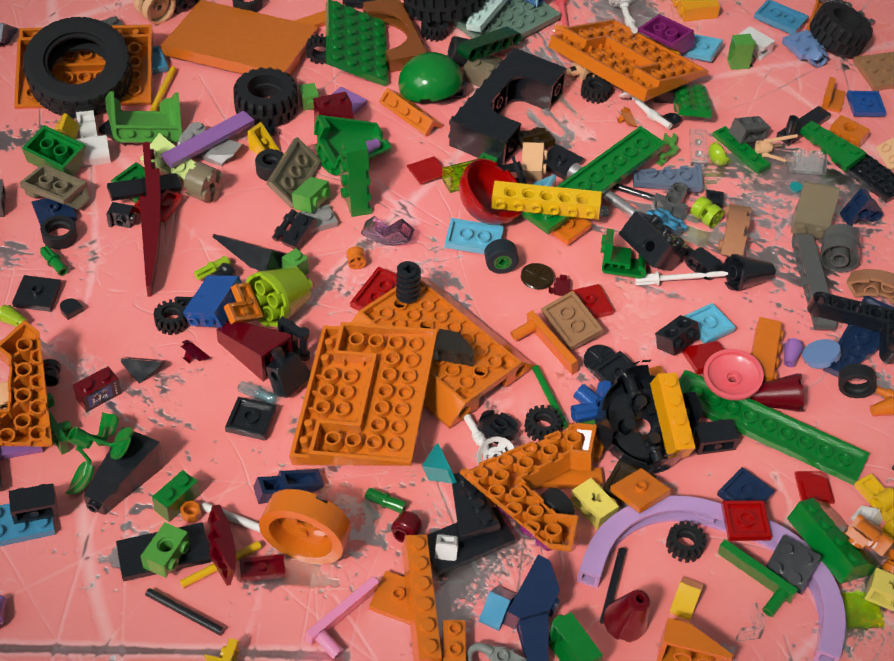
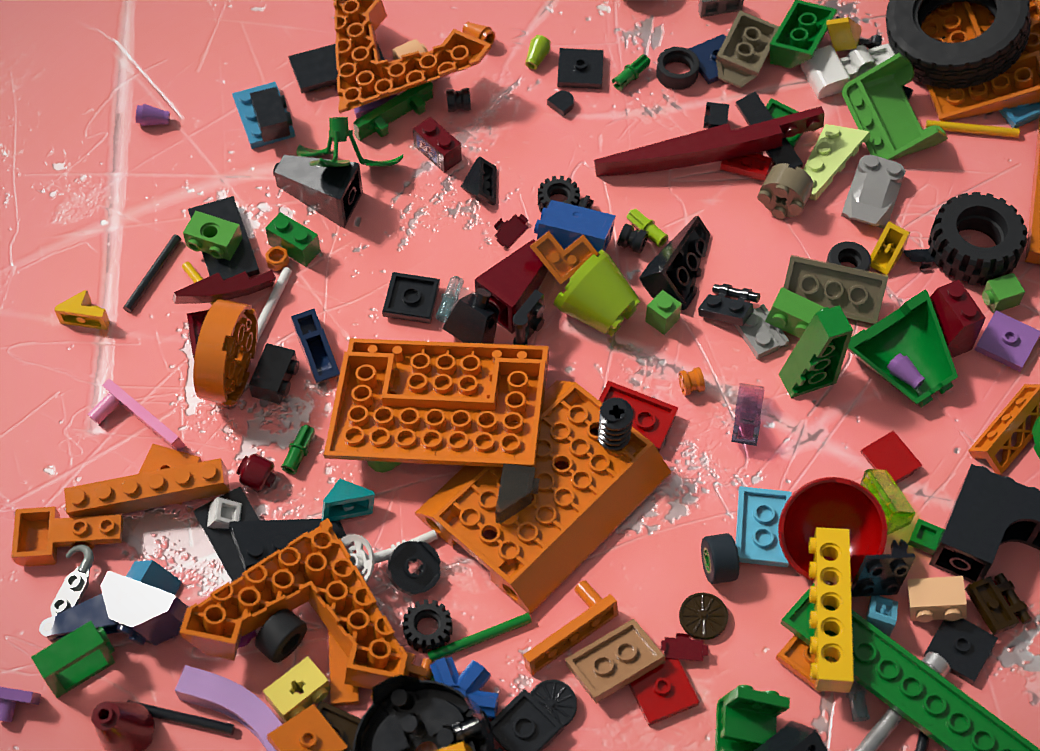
camera: 90 degrees right, 10 degrees up
(207, 139) = (871, 184): medium lavender tile -> none

